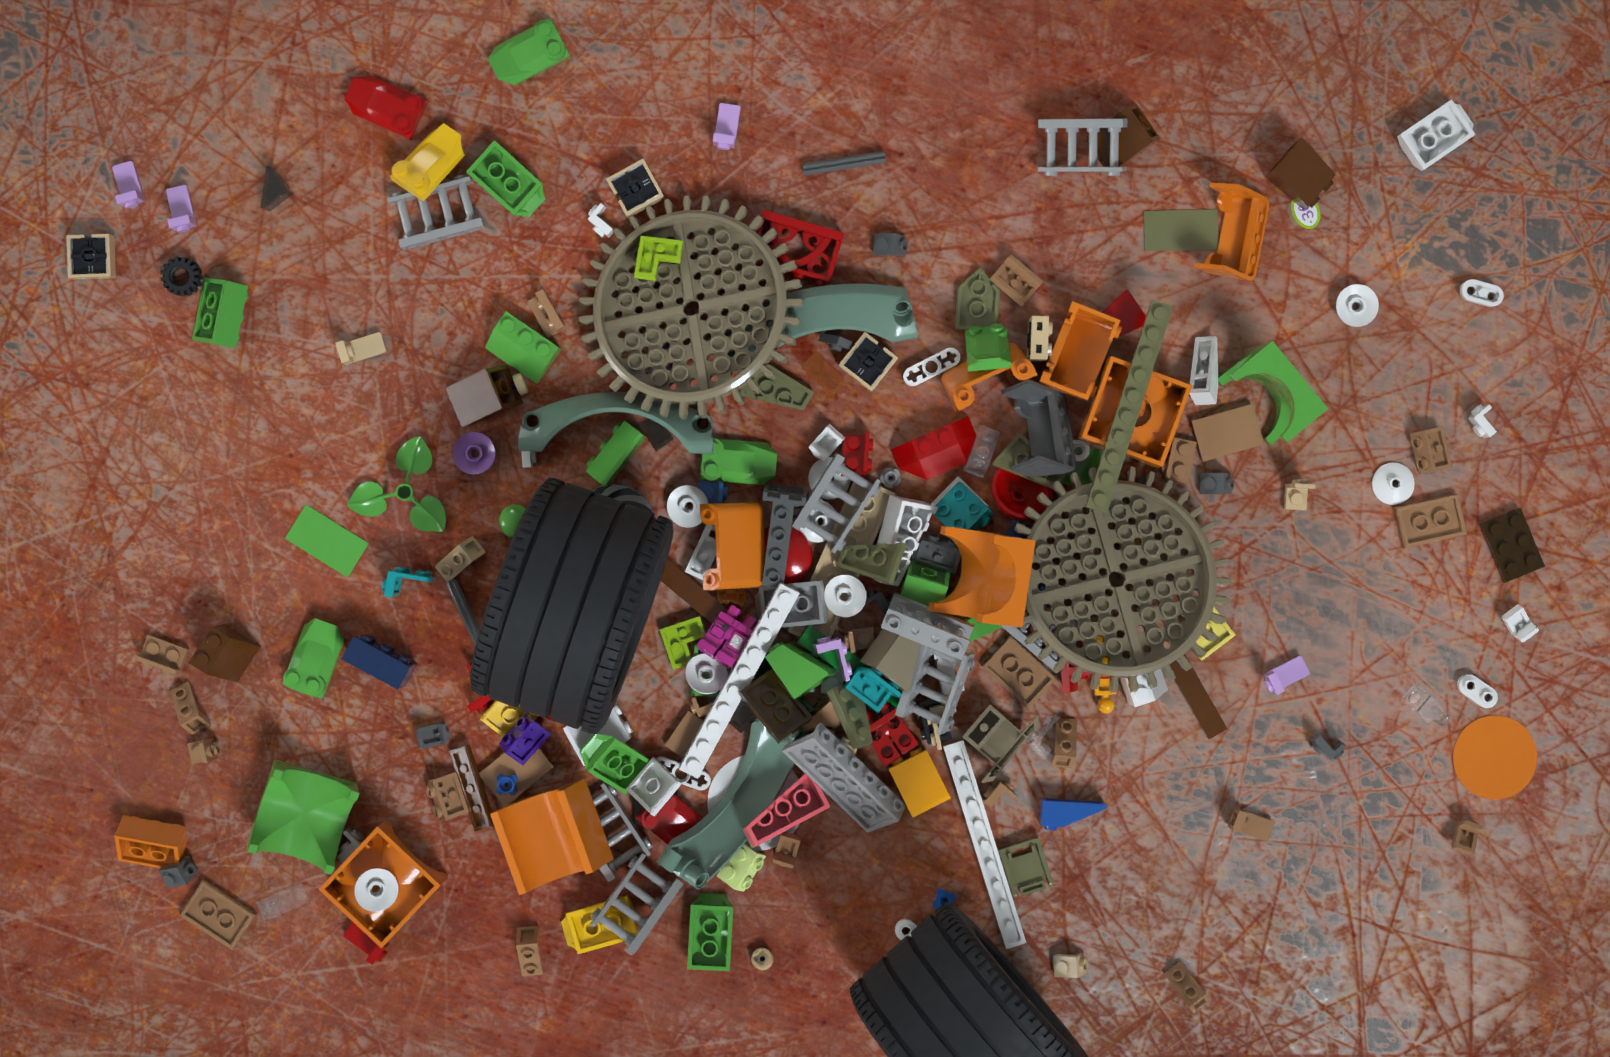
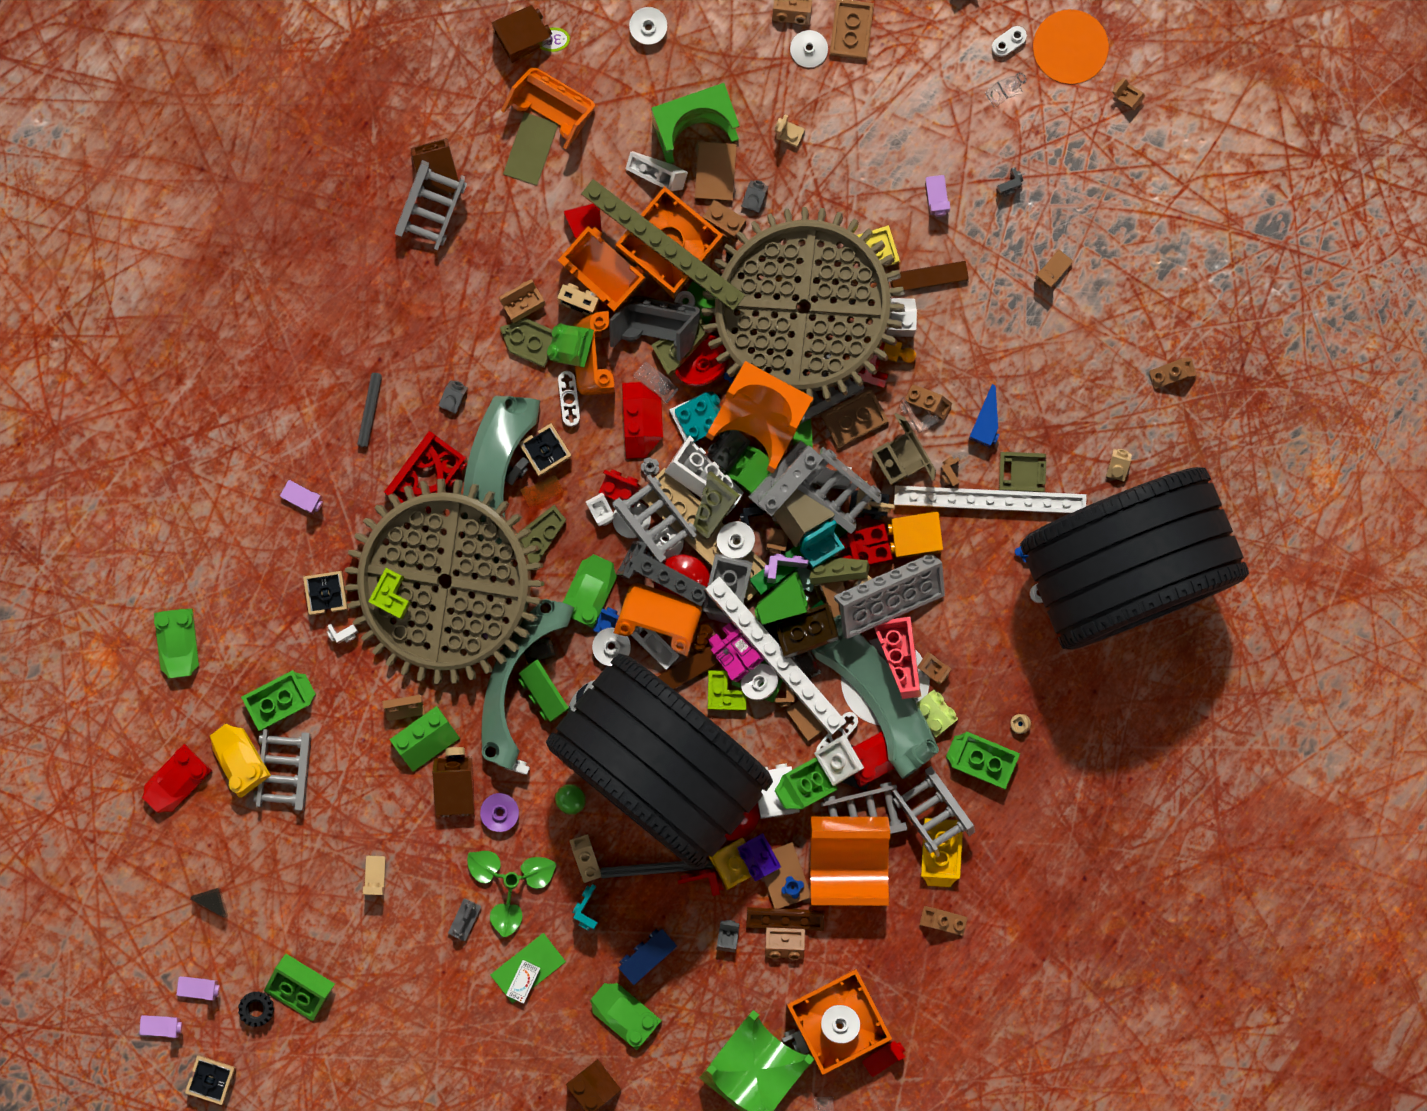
camera: 75 degrees left, 5 degrees down
(310, 541) = (523, 981): none -> white tile
(351, 457) = (464, 919): none -> flat silver hinge

